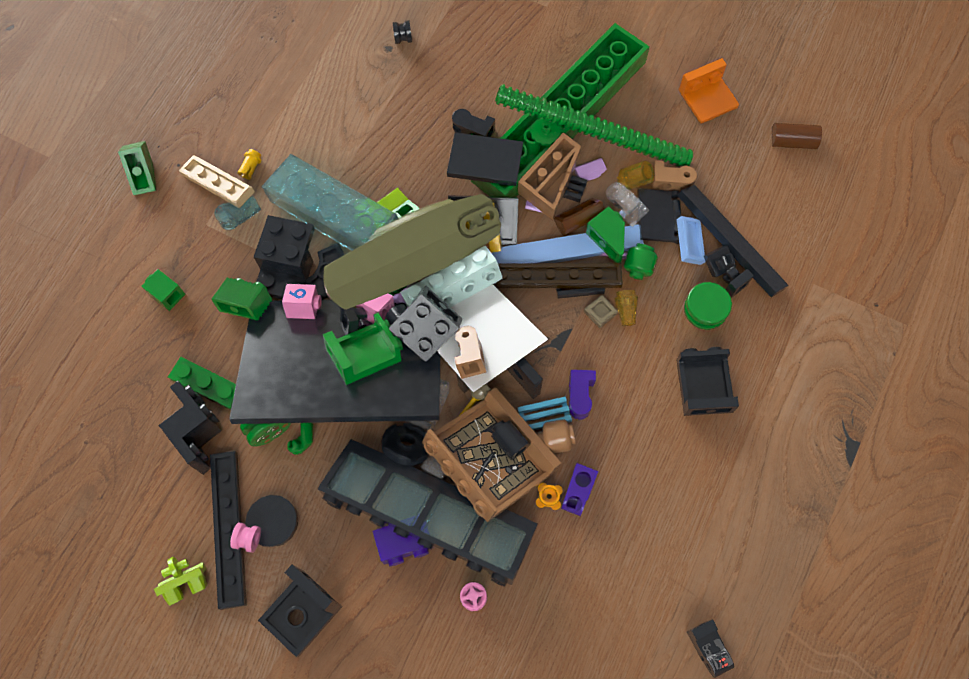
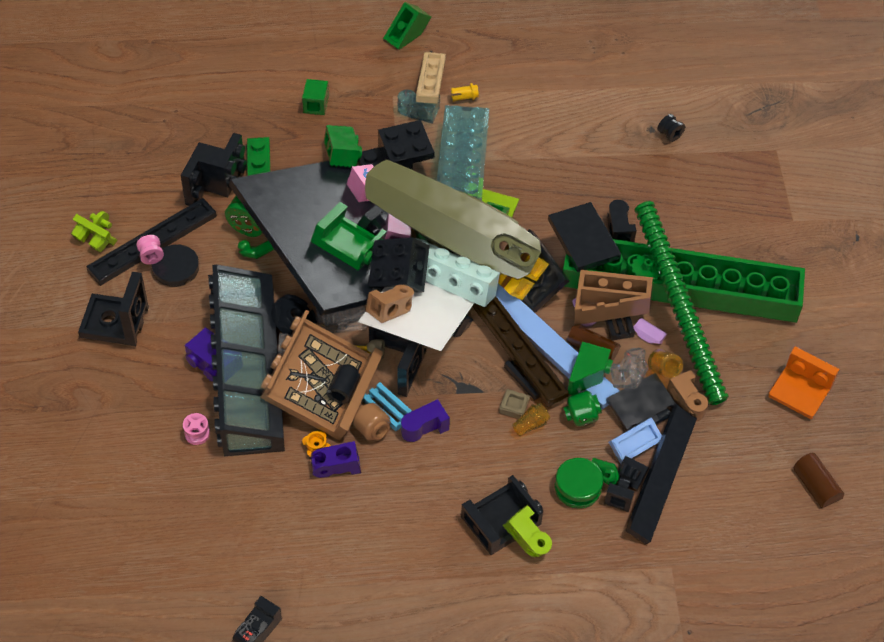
camera: 55 degrees right, 15 degrees down
(709, 276) = (609, 471): none -> green arm
(733, 374) = (528, 534): none -> lime leg

